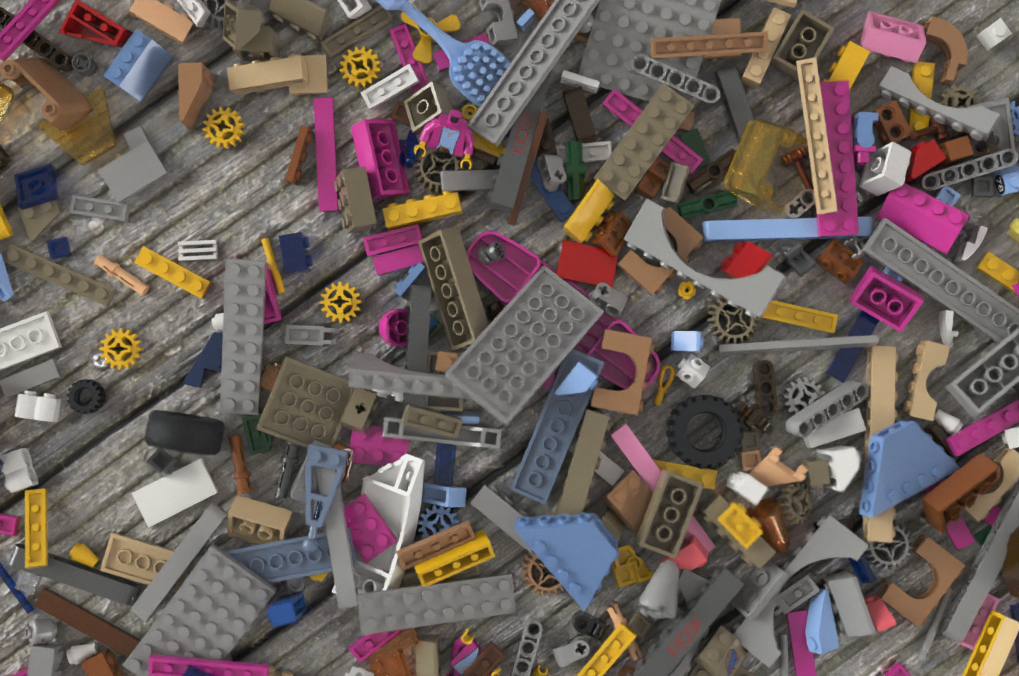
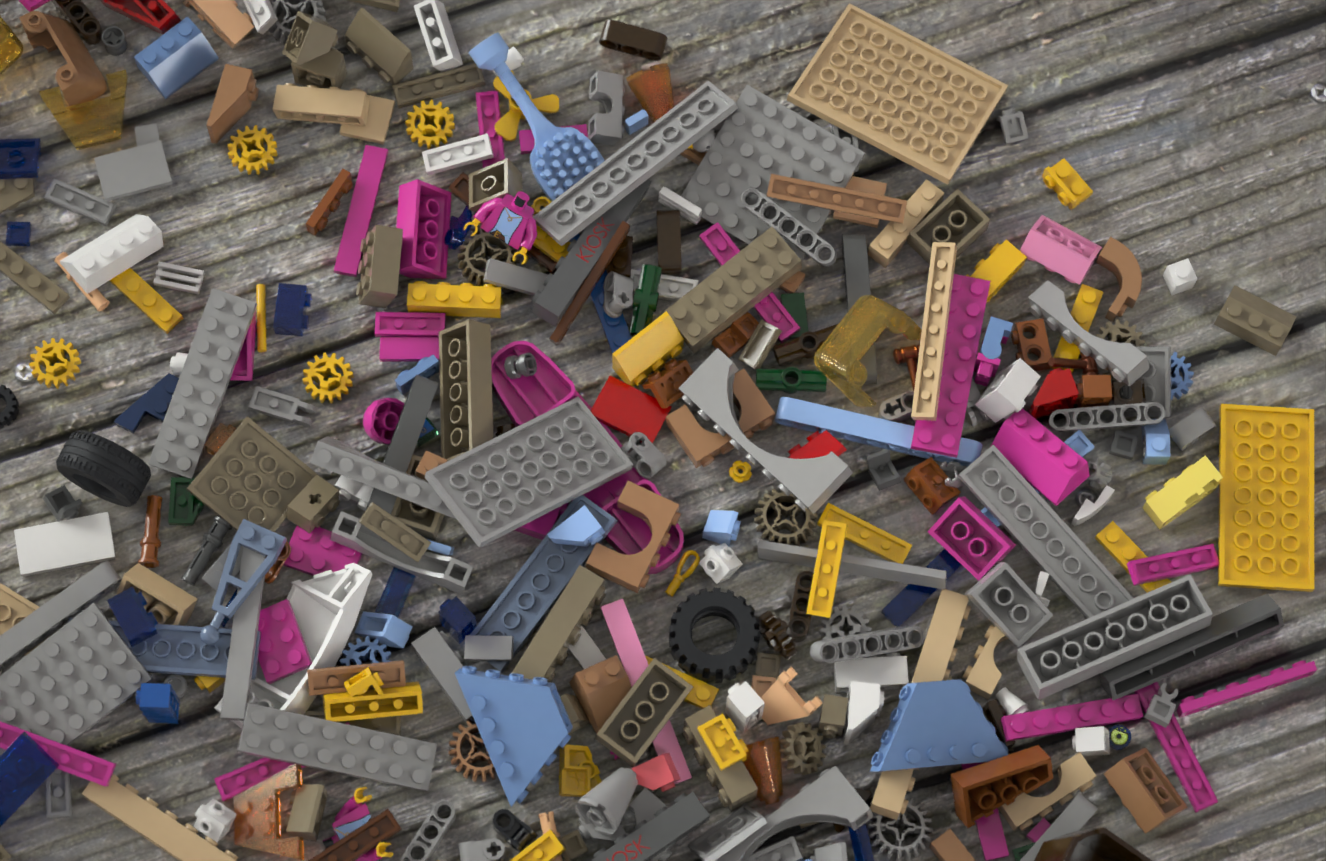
camera: 10 degrees right, 15 degrees down
(138, 245) = (113, 252): none -> white slope
(245, 546) = (132, 616): none -> clear blue brick
(442, 550) = (360, 683): none -> yellow bracket
(500, 474) = (457, 619): none -> clear blue brick
(531, 490) = (488, 648): none -> light grey tile
(782, 357) = (827, 568): none -> yellow plate
(931, 346) = (1009, 603): none -> light grey slope

